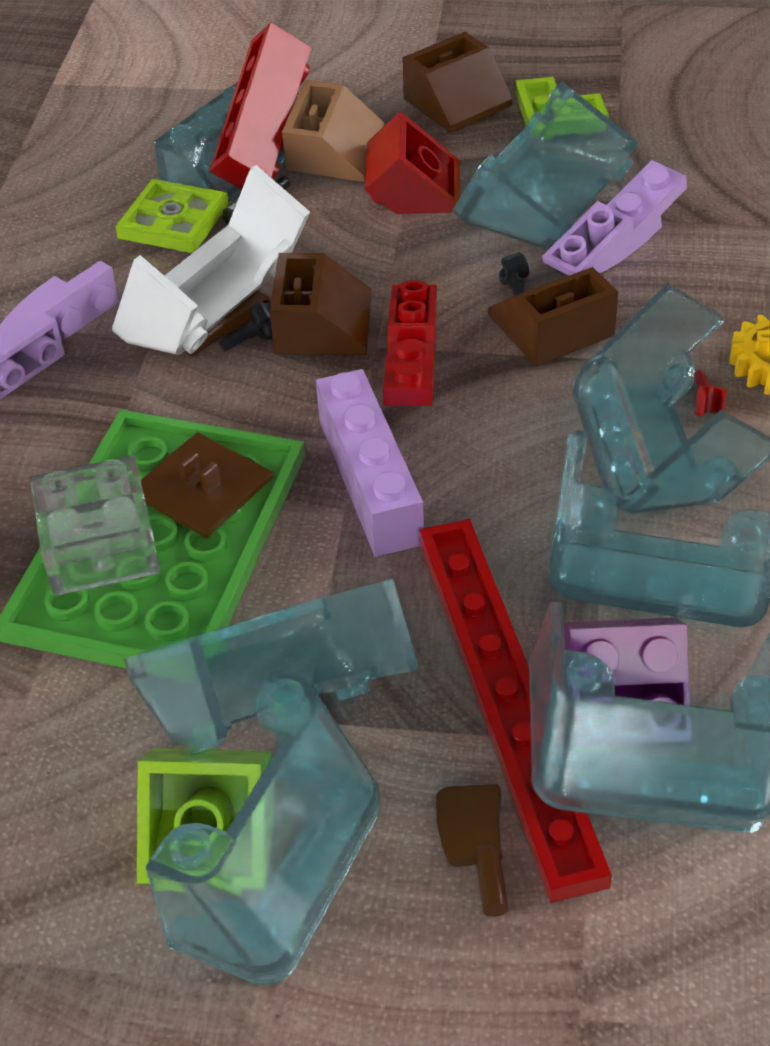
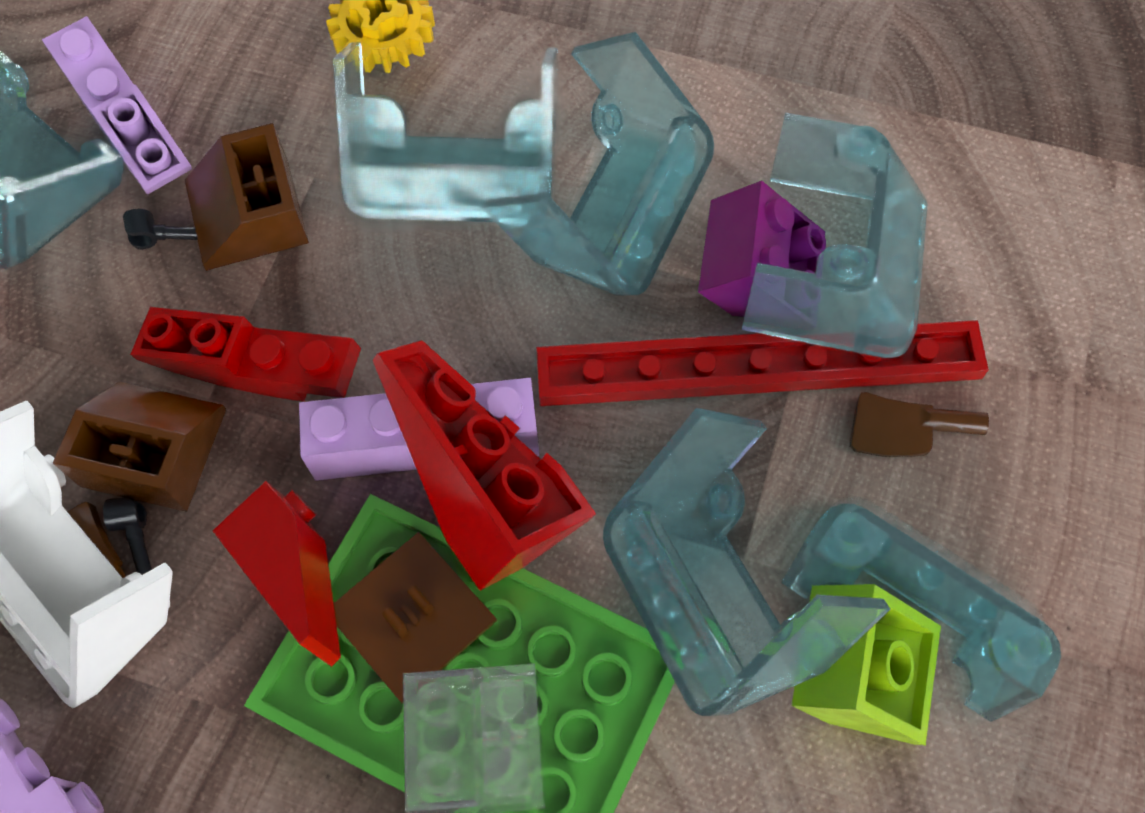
camera: 80 degrees left, 20 degrees up
(222, 399) = (286, 564): none -> red slope
(315, 487) = (484, 484): none -> red wedge
(709, 398) = (419, 100): red hand -> none

